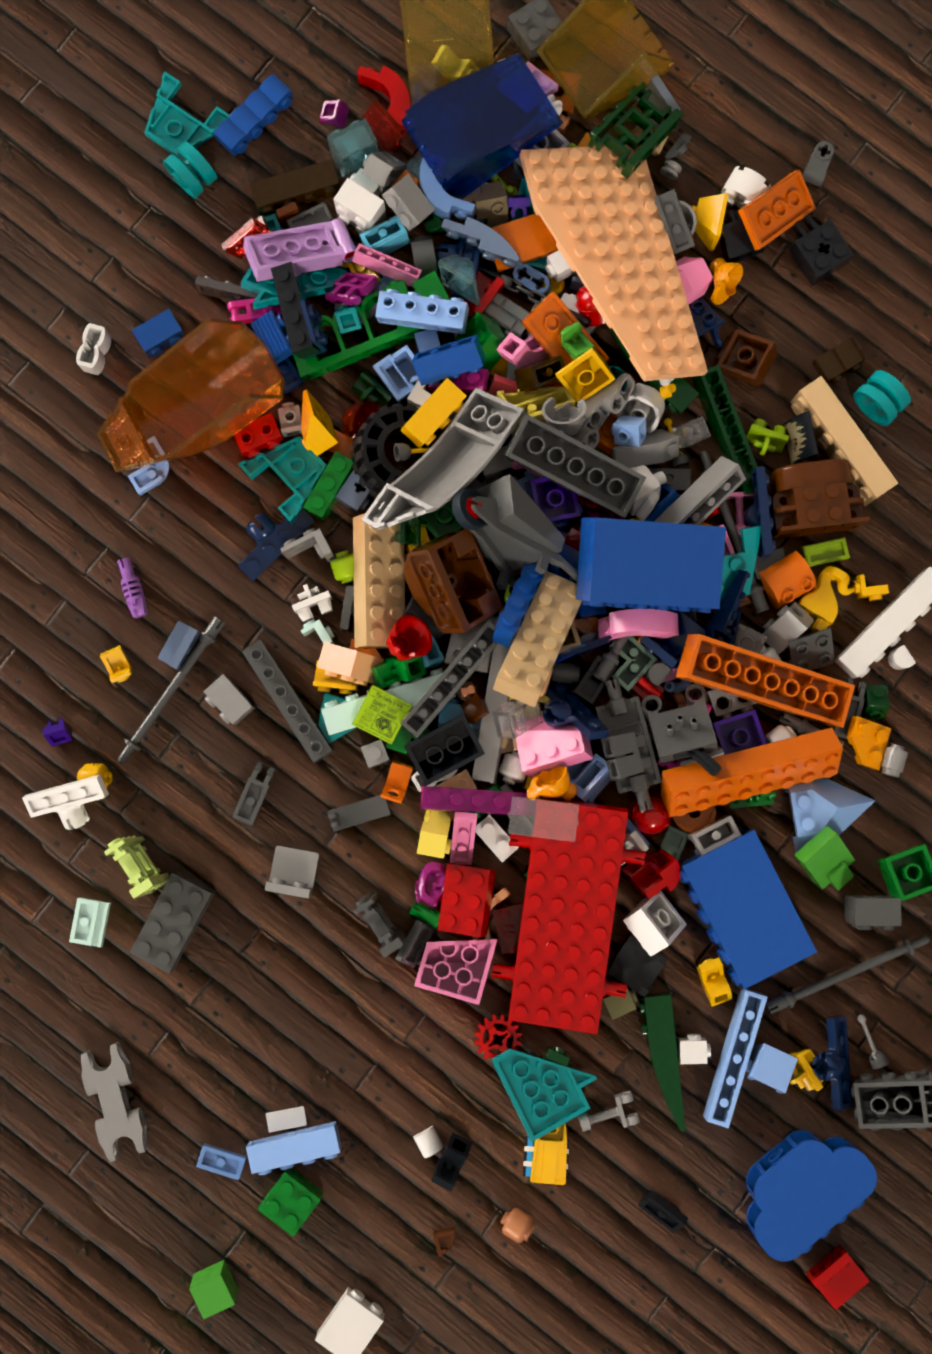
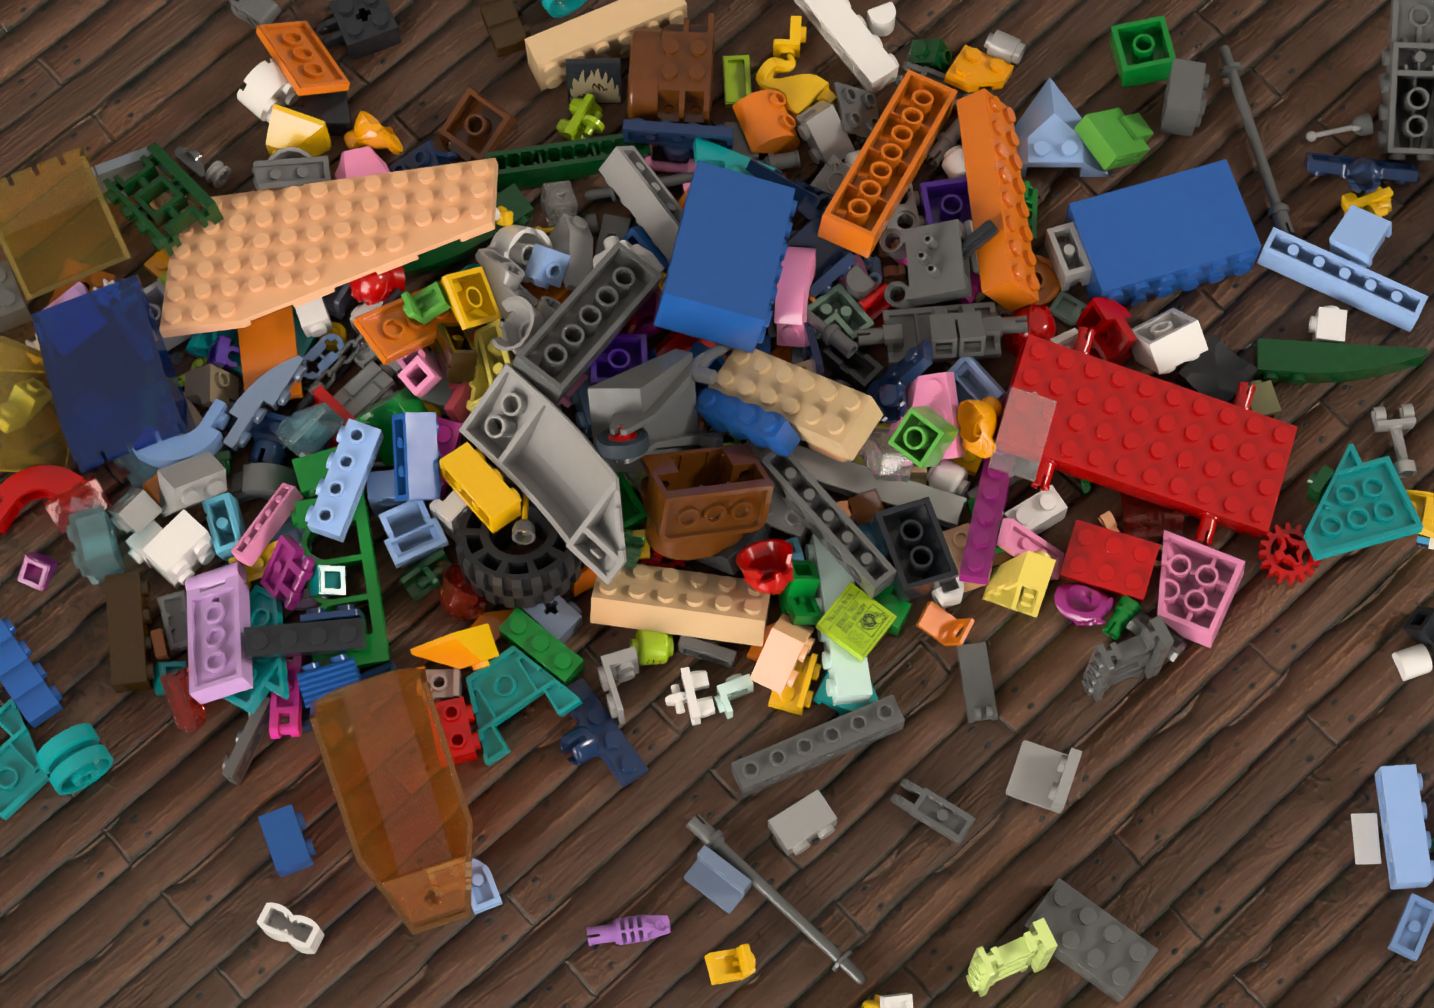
camera: 80 degrees left, 15 degrees down
(375, 753) = (904, 645): light grey brick -> none
(528, 742) = (923, 436): none -> bright green head
(714, 981) = (1248, 289): yellow brick -> none

